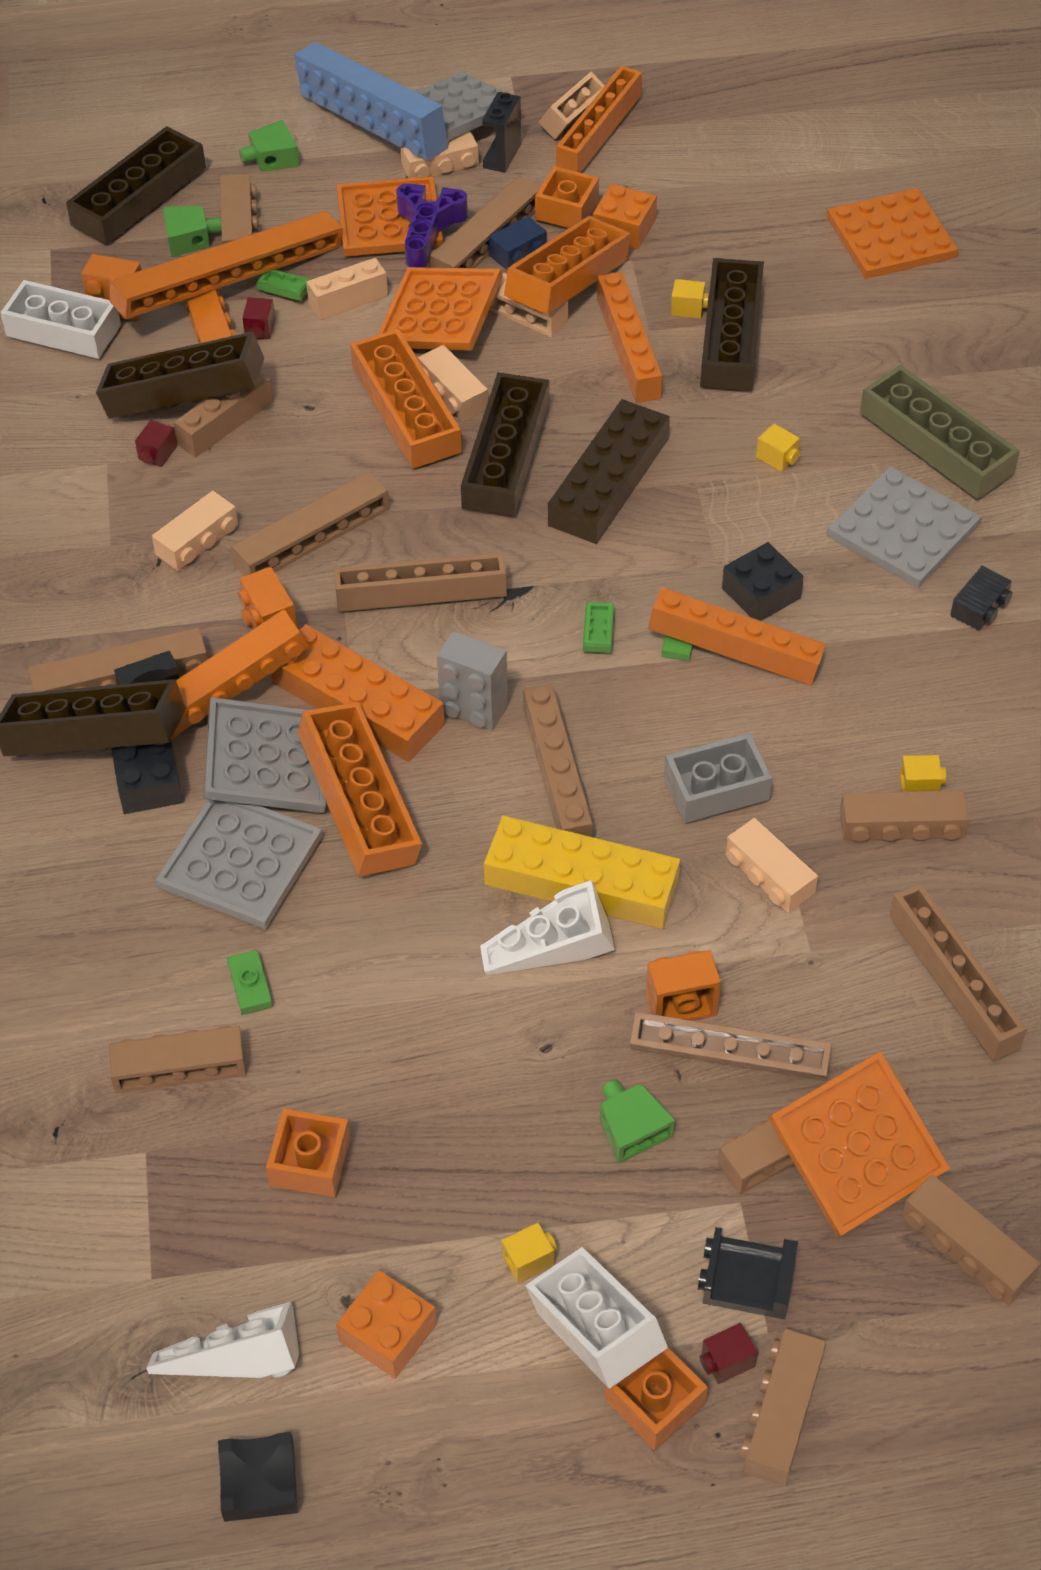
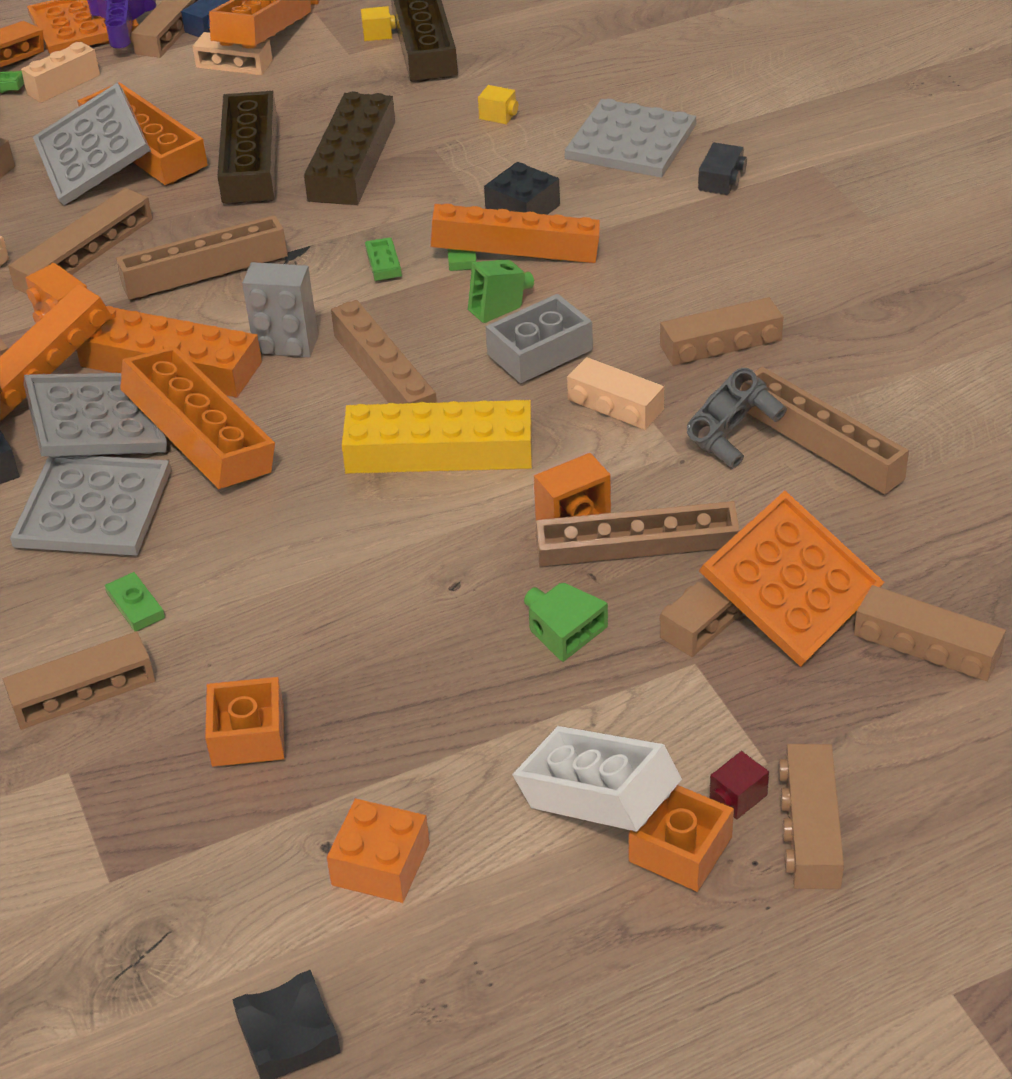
camera: 15 degrees left, 10 degrees down
(251, 1350) = (246, 908): white wedge -> none
(349, 406) = (91, 144): none -> light grey plate
(442, 306) = (157, 63): orange plate -> none
(455, 383) = (191, 114): light nougat brick -> none
(528, 1252) = (501, 751): yellow brick -> none
(559, 933) = (436, 487): white wedge -> none
(629, 337) = (332, 54): orange brick -> none
(696, 702) = (496, 288): none -> bright green torso
(748, 1275) = (730, 717): black panel -> none
(867, 925) = (727, 409): none -> dark grey piece
(921, 773) = (723, 294): yellow brick -> none
(939, 431) = (635, 65): olive brick -> none

